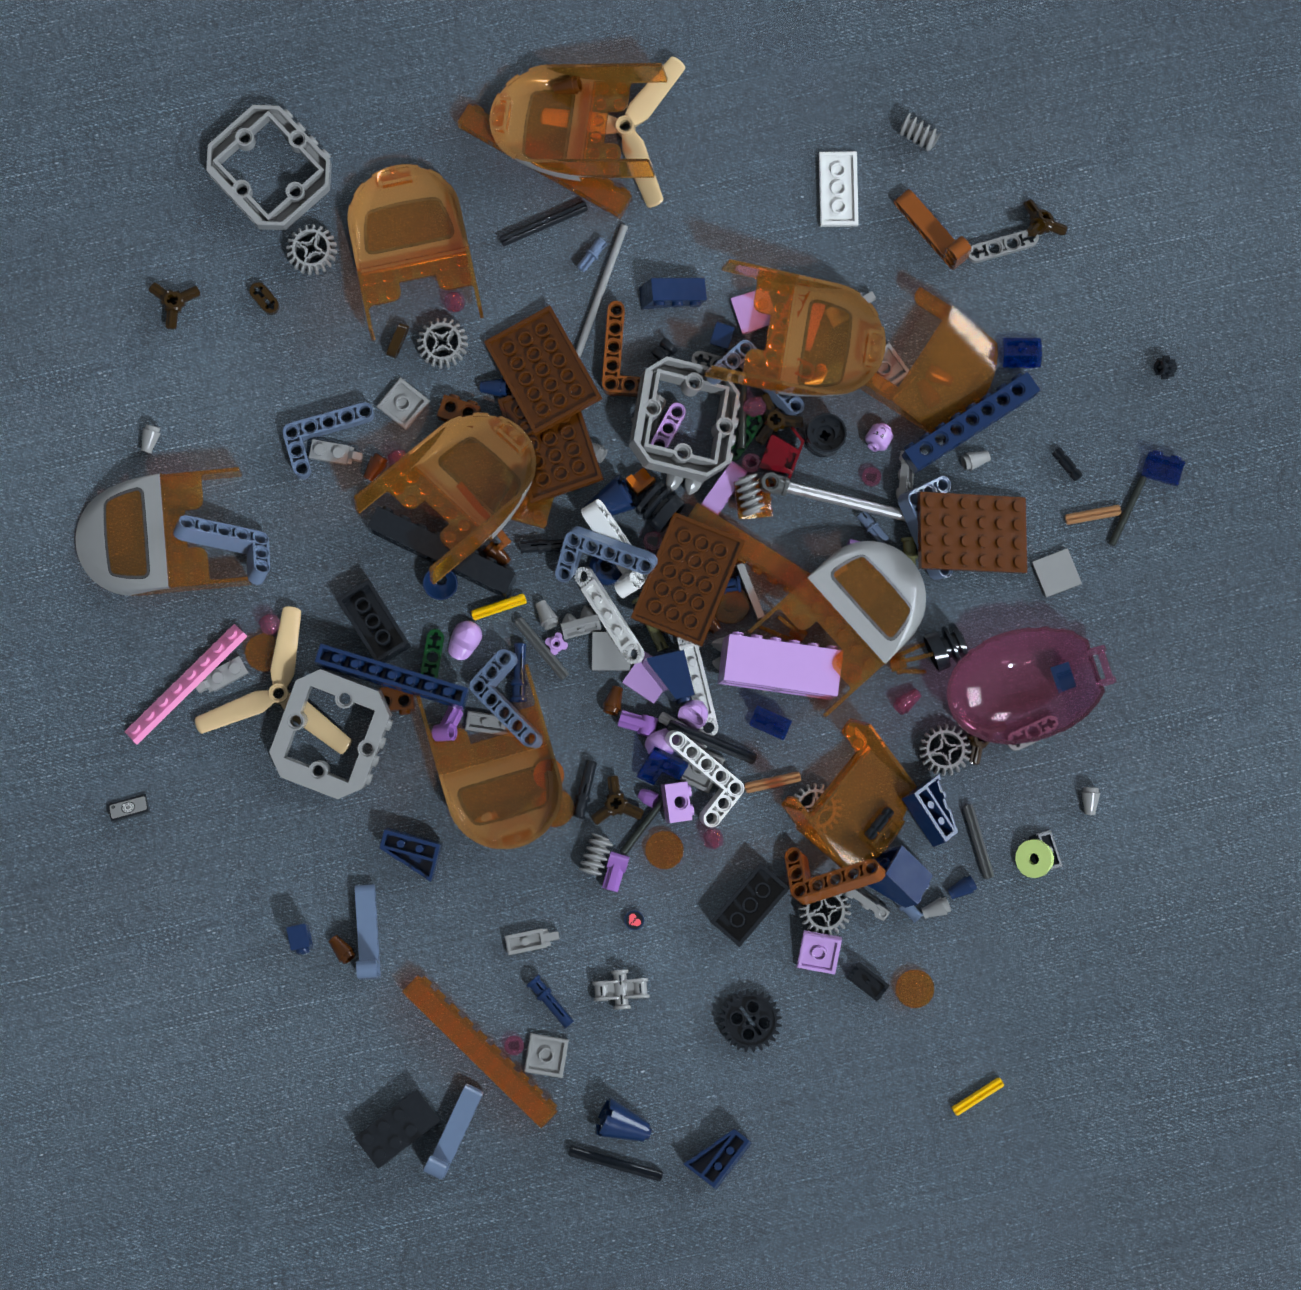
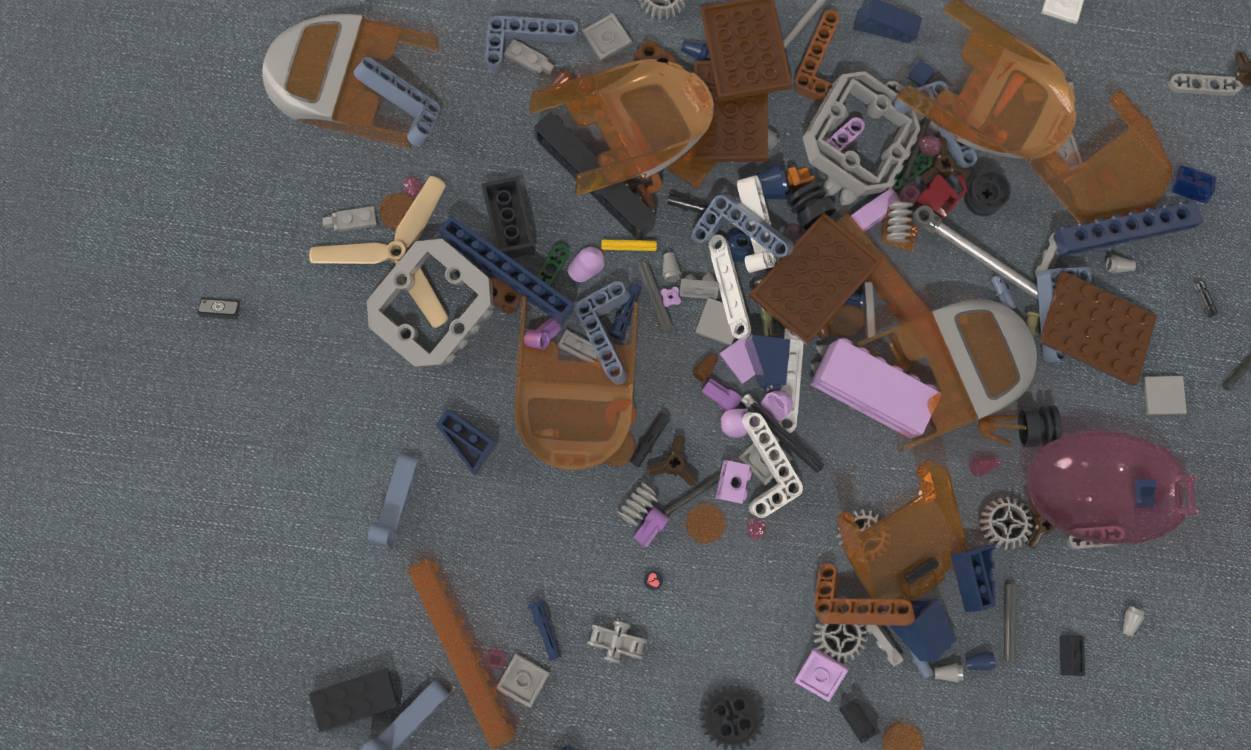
camera: 15 degrees right, 5 degrees down
(185, 684) = (314, 214): bright pink plate -> none
(300, 938) = (329, 483): dark blue brick -> none
(342, 950) = (366, 510): reddish brown cone -> none
(441, 591) = (582, 213): dark blue piece -> none
(530, 941) = (546, 564): light grey hinge -> none
(648, 797) = (707, 468): medium lavender hose -> none
(659, 762) = (730, 438): clear blue tile -> none
(665, 349) = (865, 65): black wheel -> none
(746, 314) = (951, 65): lavender tile -> none
(750, 905) = (770, 604): black brick -> none
(770, 723) = (847, 438): clear blue bracket -> none
(772, 782) = (830, 496): medium nougat axle -> none
(871, 477) = (1016, 248): clear pink tile -> none
(879, 437) = (1036, 213): lavender head -> none
(951, 251) = (1155, 69): dark orange beam -> none
(1024, 862) = (1049, 661): yellowish green tile -> none
(1093, 514) = (1216, 353): medium nougat axle -> none

